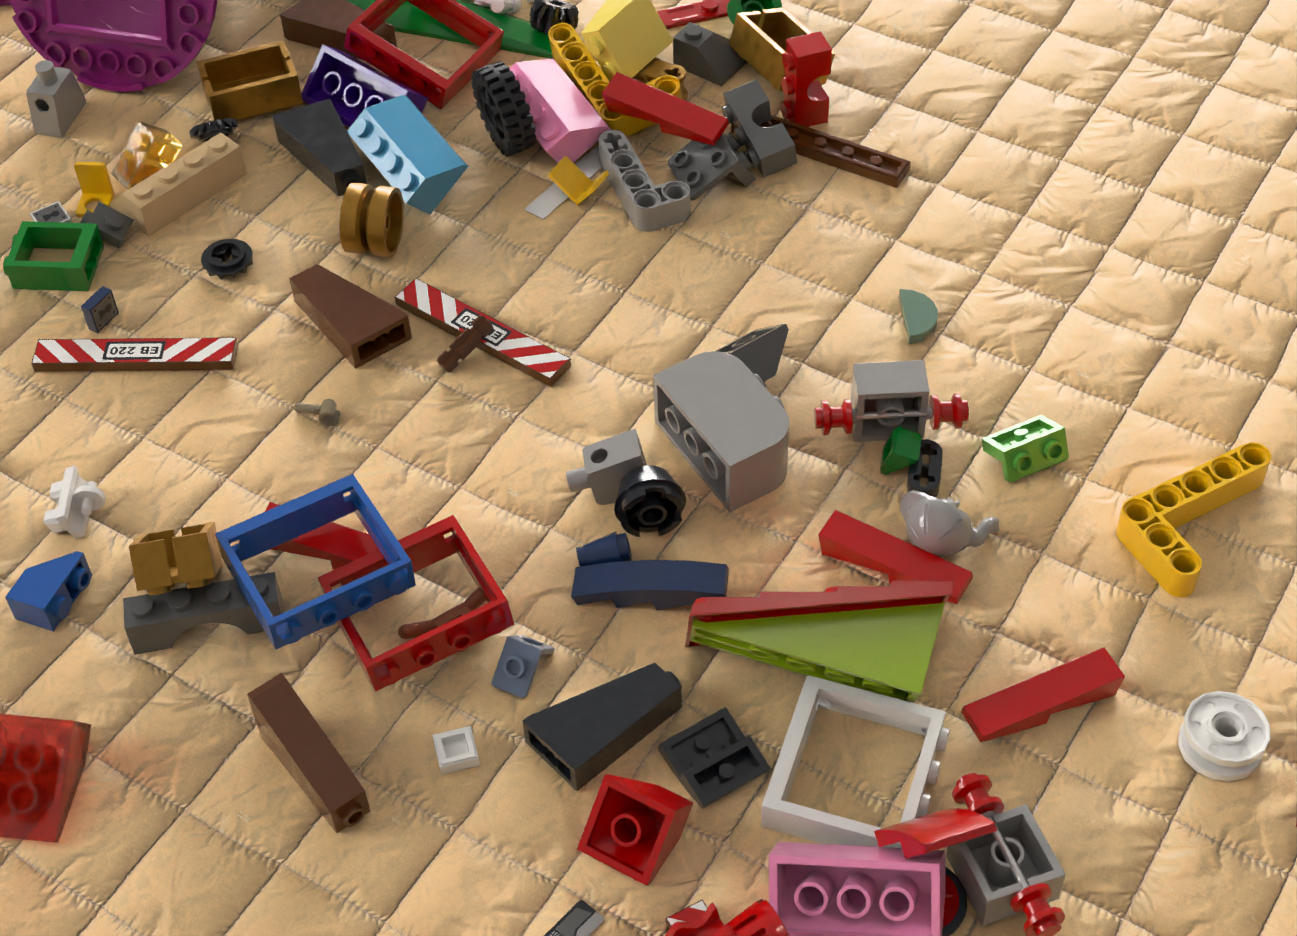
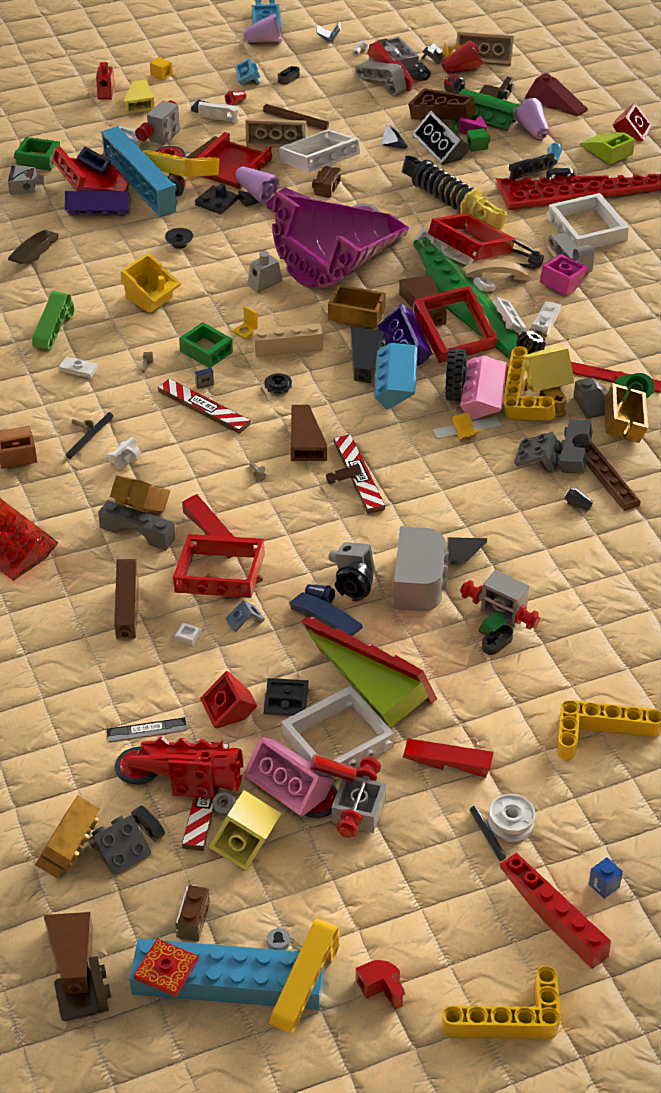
camera: 35 degrees right, 5 degrees down
(48, 590) = (86, 483): blue slope -> none
(51, 213) = (222, 326): tile -> none
(111, 223) = (240, 342): dark grey bracket -> none
(145, 154) = (284, 316): clear yellow slope -> none
(212, 128) = (324, 321): black gear -> none
(296, 519) = (191, 504): blue window -> none
(371, 219) = (350, 396): pearl gold wheel -> none
(603, 723) = (255, 657): black slope -> none
(646, 204) = (488, 454): light grey beam -> none
(672, 113) = (531, 412): red slope -> none
(804, 61) = (617, 422): red arch -> none
(827, 201) = (578, 498): none -> black cone
(877, 550) = (441, 664): red slope -> none
(918, 313) = (568, 573): sand green tile -> none
(940, 526) = (473, 666): light grey piece -> none
(1028, 447) = (554, 656): bright green bracket -> none
(1210, 782) = (488, 833): none -> black bar

